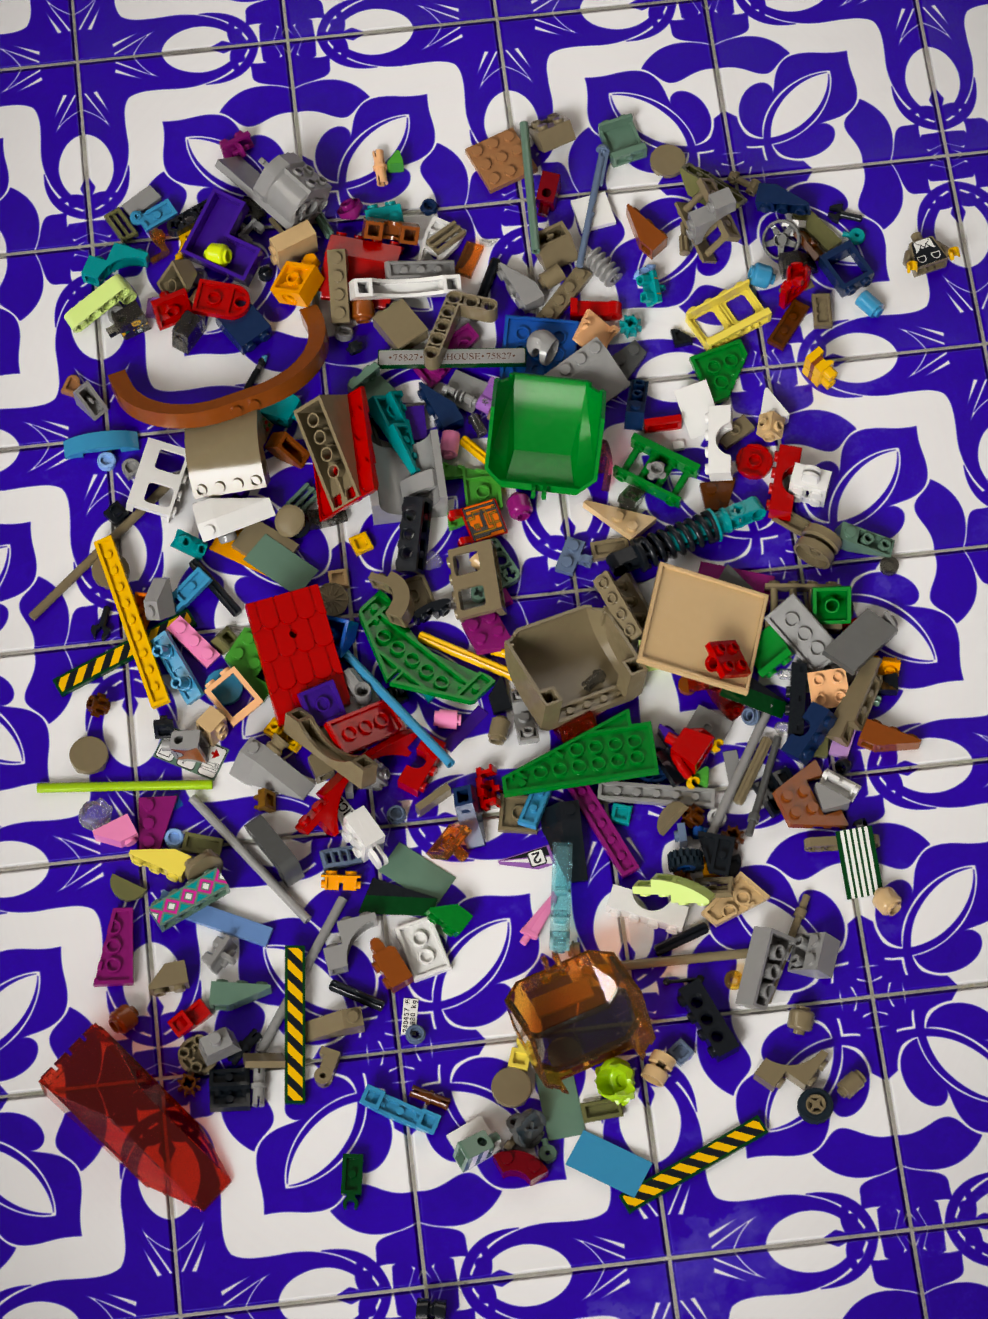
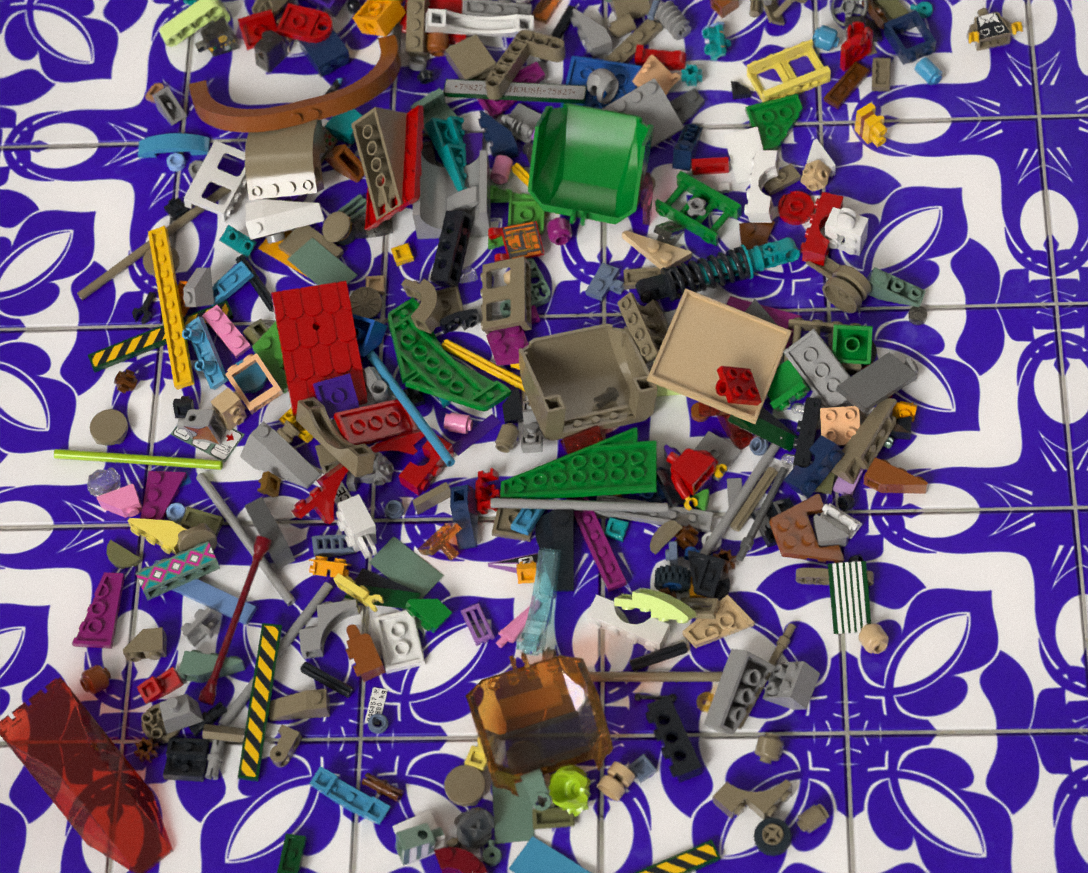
camera: 15 degrees right, 5 degrees down
(243, 1021) = (208, 693): none -> dark red hose
(376, 904) = (359, 593): none -> light yellow plate
(506, 938) = (483, 638): none -> medium lavender tile
(540, 867) = (526, 572): none -> light orange tile
(583, 794) = (579, 505): none -> light grey piece
(583, 1082) = (536, 786): none -> sand green piece

